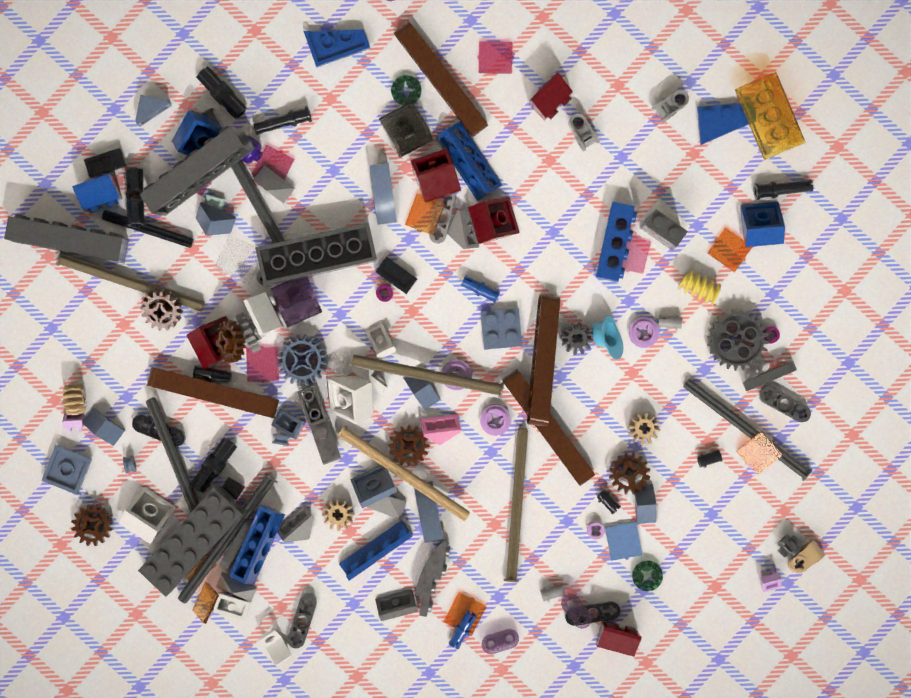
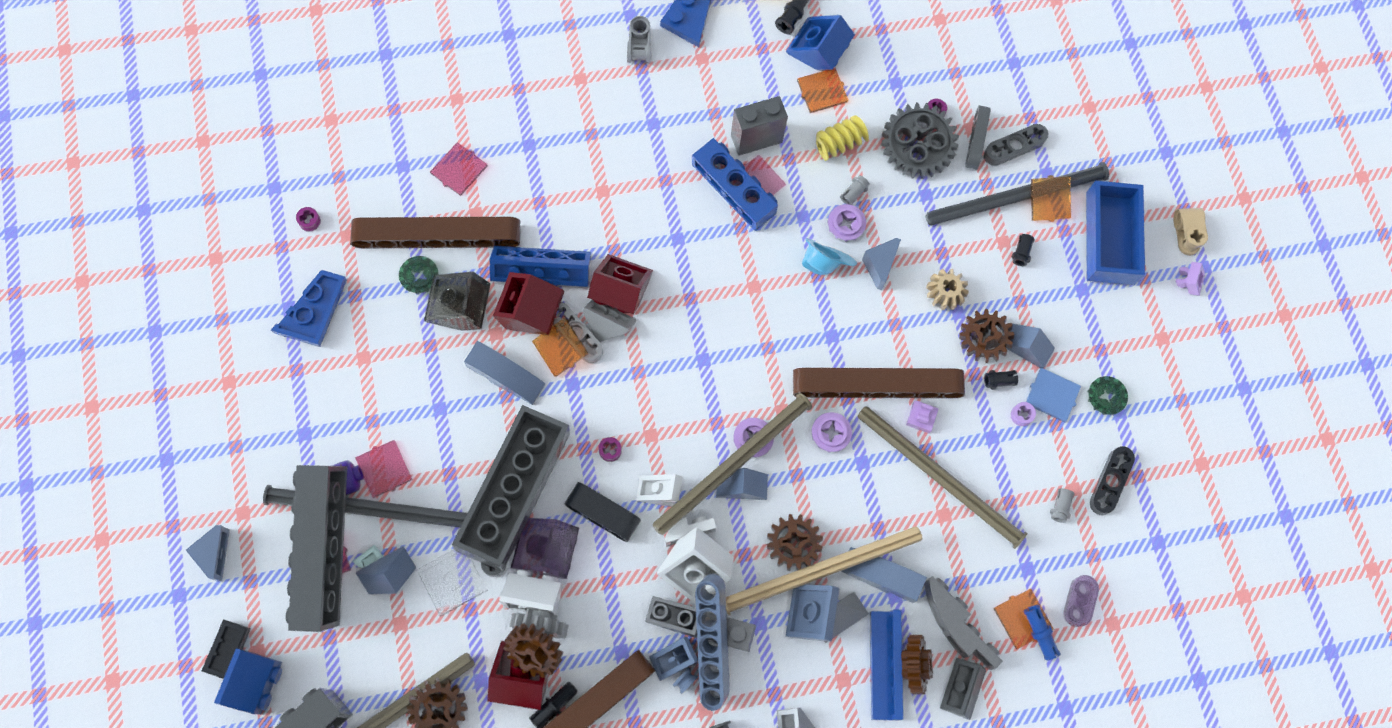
camera: 60 degrees left, 15 degrees down
(135, 186) = (301, 651): black piece -> none
(149, 229) = (335, 657): black axle -> none
(194, 132) = (273, 521): blue slope -> none
(221, 92) = (259, 462): black piece -> none
(262, 365) = (587, 640): clear pink piece -> none
(274, 184) = (402, 480): light grey slope -> none
(290, 372) = (626, 588): sand blue gear -> none
(292, 118) = (349, 410): black pin -> none
(319, 436) = (711, 654): none -> sand blue beam
(333, 519) = (817, 687): tan gear -> none
(342, 318) = (602, 512): none -> black beam
(387, 567) = (917, 664): none -> reddish brown gear
(396, 275) = (600, 422): black plate -> none
(440, 428) = (799, 494): bright pink slope -> none
(480, 288) = (680, 347): blue pin -> none
(501, 328) = (738, 358): sand blue plate -> none
(543, 360) = (806, 335): reddish brown beam -> none
(547, 469) = (922, 416): none -> lavender tile
(551, 97) = (541, 140): dark red slope -> none
(575, 332) = (805, 280): dark grey gear -> none
(576, 611) = (1102, 493): clear purple plate -> none
(583, 132) = (600, 137): light grey piece -> none
(618, 639) = (1161, 469): dark red slope -> none
(632, 372) = (879, 261): none -> sand blue slope
(763, 510) = (1115, 233): none -> blue piece
(789, 546) = (1168, 235): dark grey gear -> none

